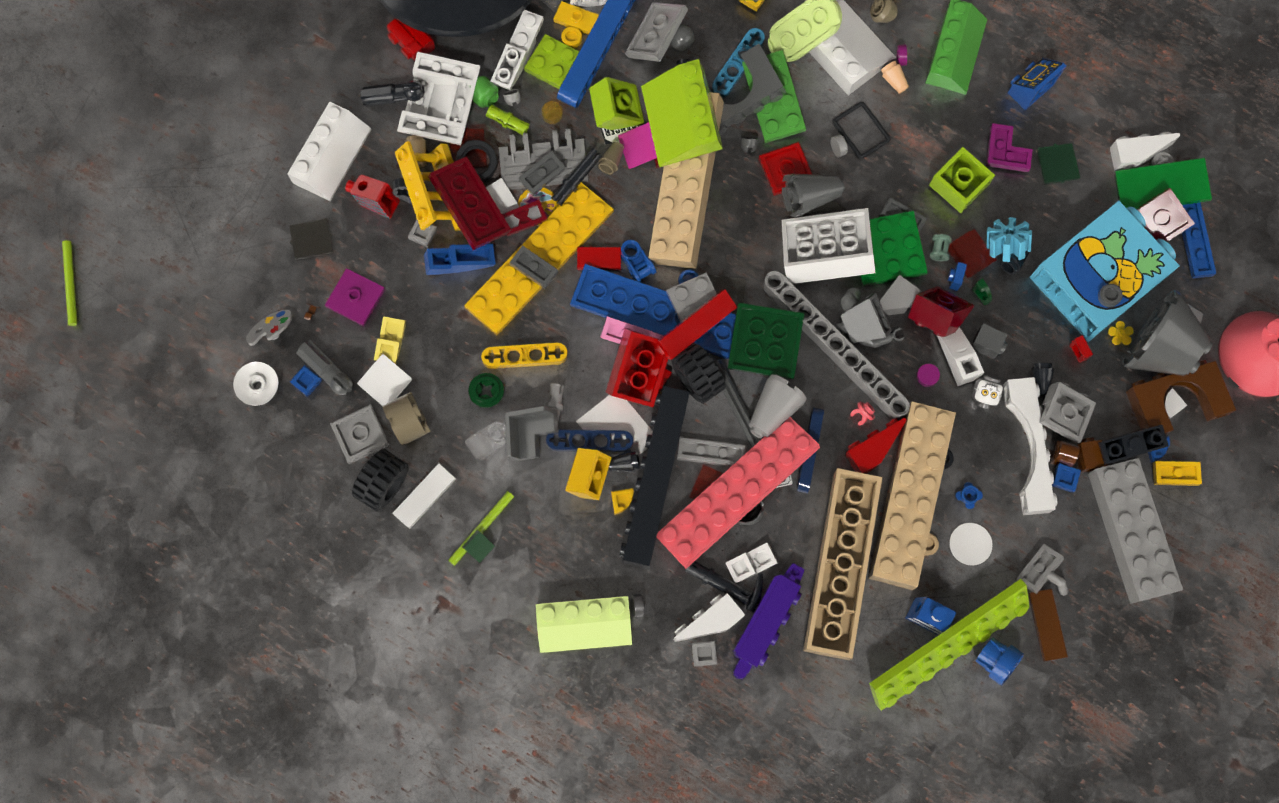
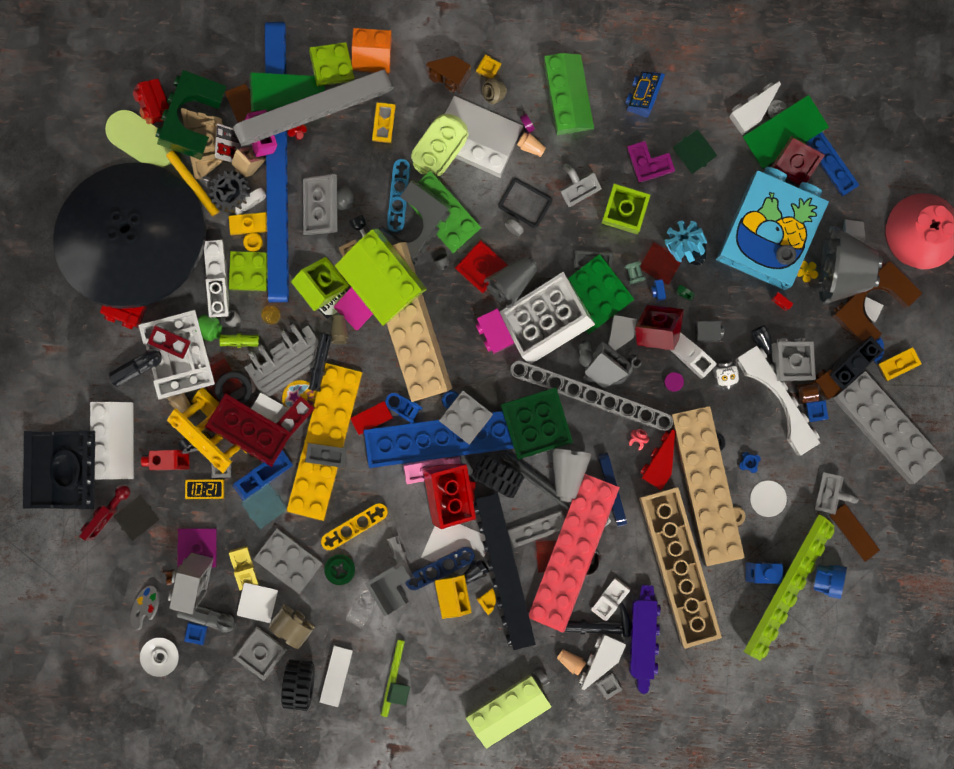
camera: 20 degrees left, 10 degrees up
(260, 151) = (59, 470): none -> black panel
(279, 216) = (103, 514): none -> dark red plate
(328, 320) = (190, 583): none -> light grey brick
(394, 244) = (204, 489): none -> tile
(438, 80) = (169, 342): none -> dark red piece
(439, 356) = (288, 561): none -> light grey plate
(444, 291) = (264, 506): none -> clear light blue piece
(542, 173) = (291, 373): dark grey plate -> none
(678, 607) = (571, 661): none -> light nougat cone
(696, 324) = (477, 439): red tile -> none
(768, 234) = (495, 331): none -> dark pink brick
(925, 139) = (580, 187): none -> light grey plate

